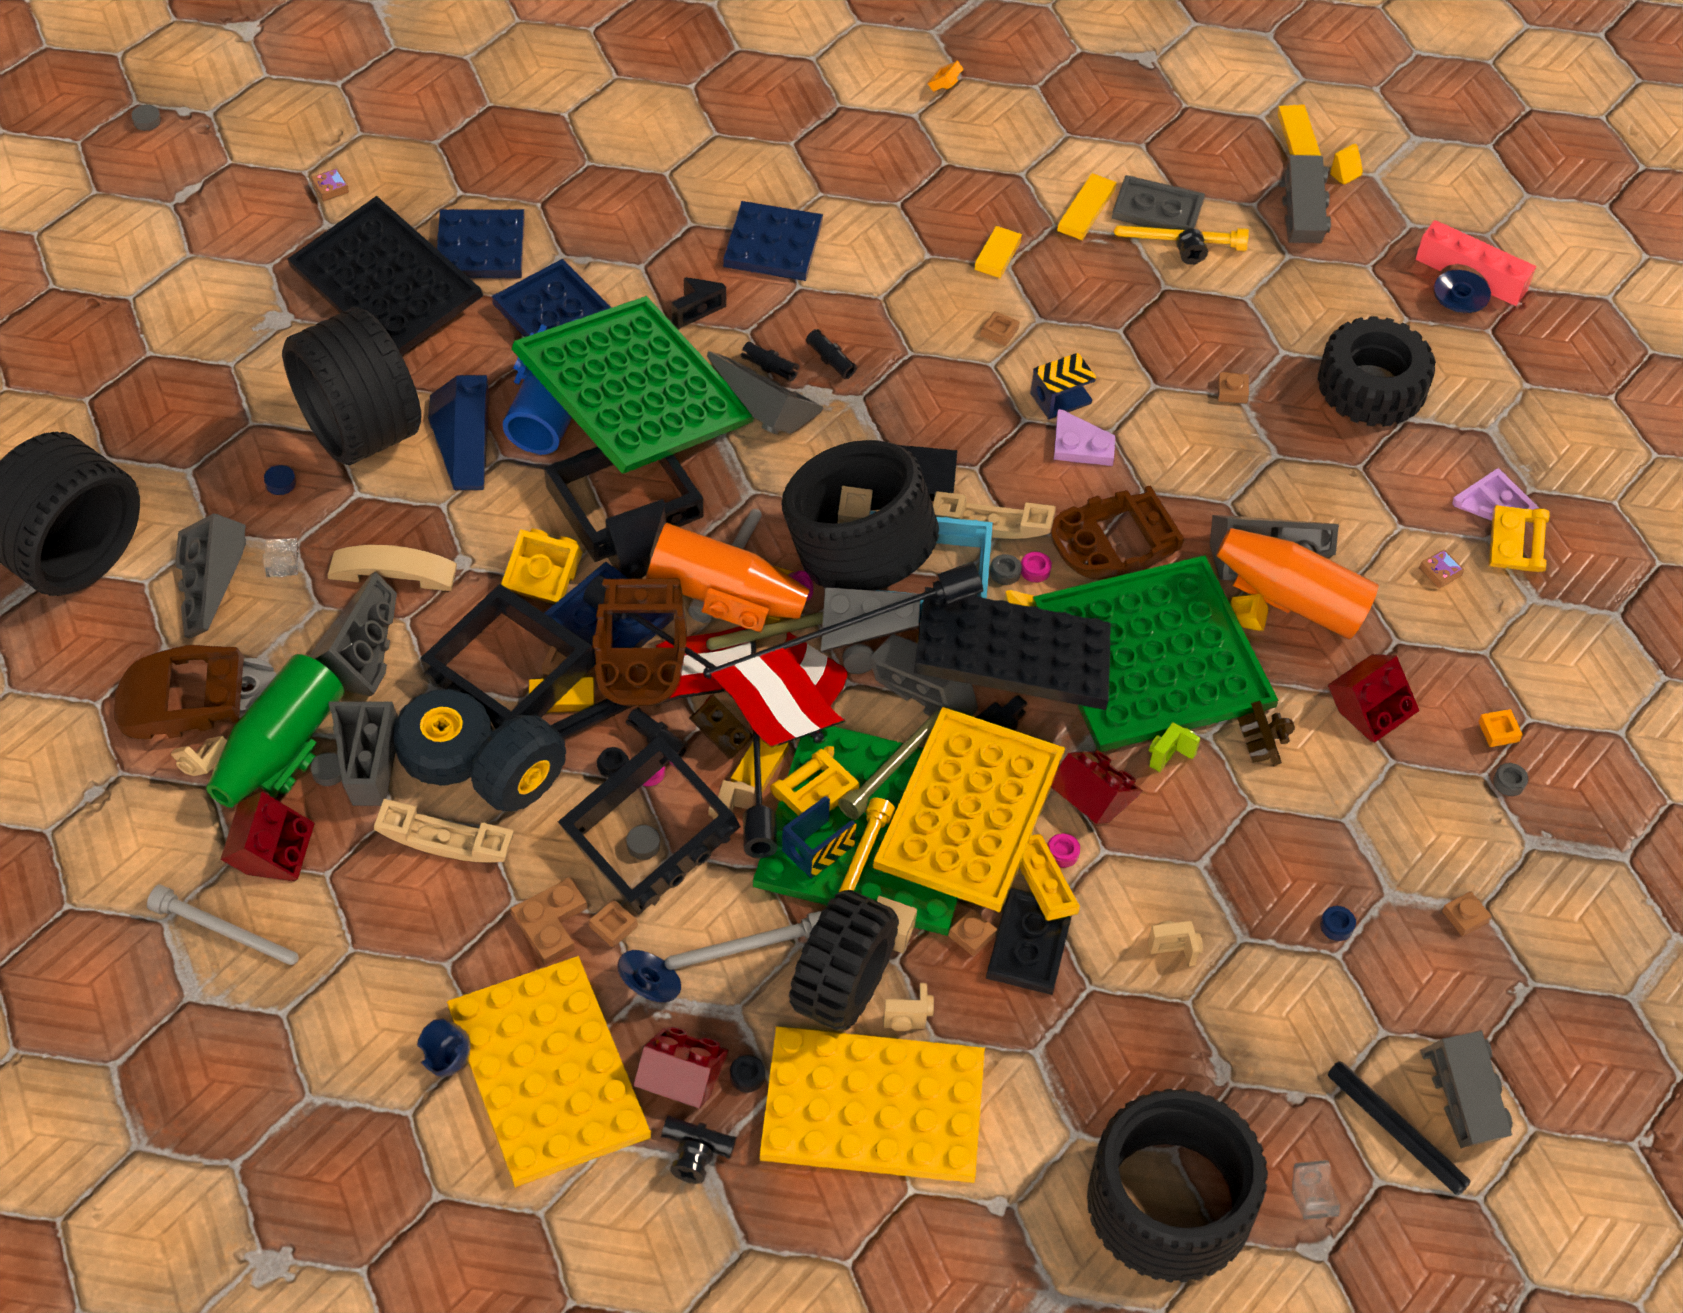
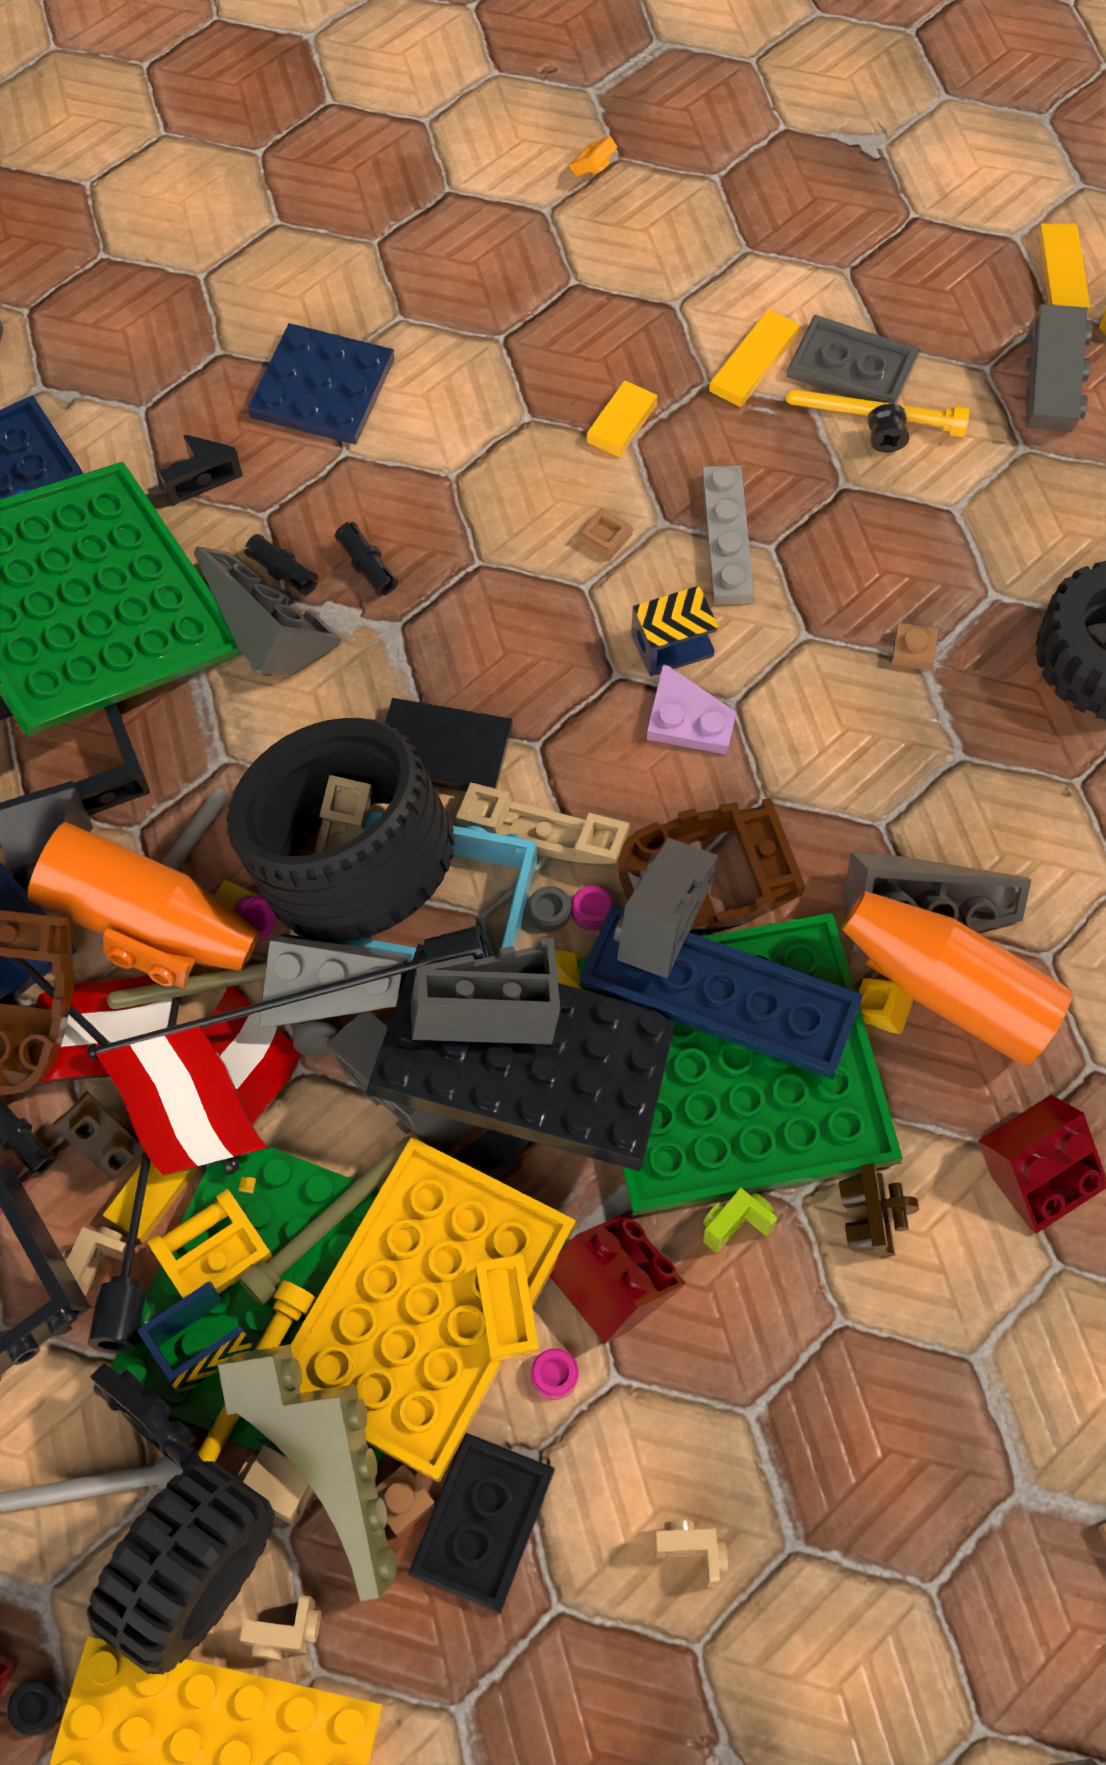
camera: 10 degrees right, 10 degrees up
(793, 883) = (146, 1414): none -> black plate
(924, 884) = (327, 1444): none -> arch
(988, 606) = (489, 998): none -> dark grey wedge
(1029, 800) = (507, 1307): none -> yellow tile
(1047, 880) = (520, 1430): yellow tile -> none
(1088, 323) = (727, 535): none -> light grey plate
(1092, 551) = (664, 907): none -> dark grey wedge
(1139, 605) = (733, 998): none -> dark blue plate
(1338, 923) = (938, 1536): dark blue tile -> none

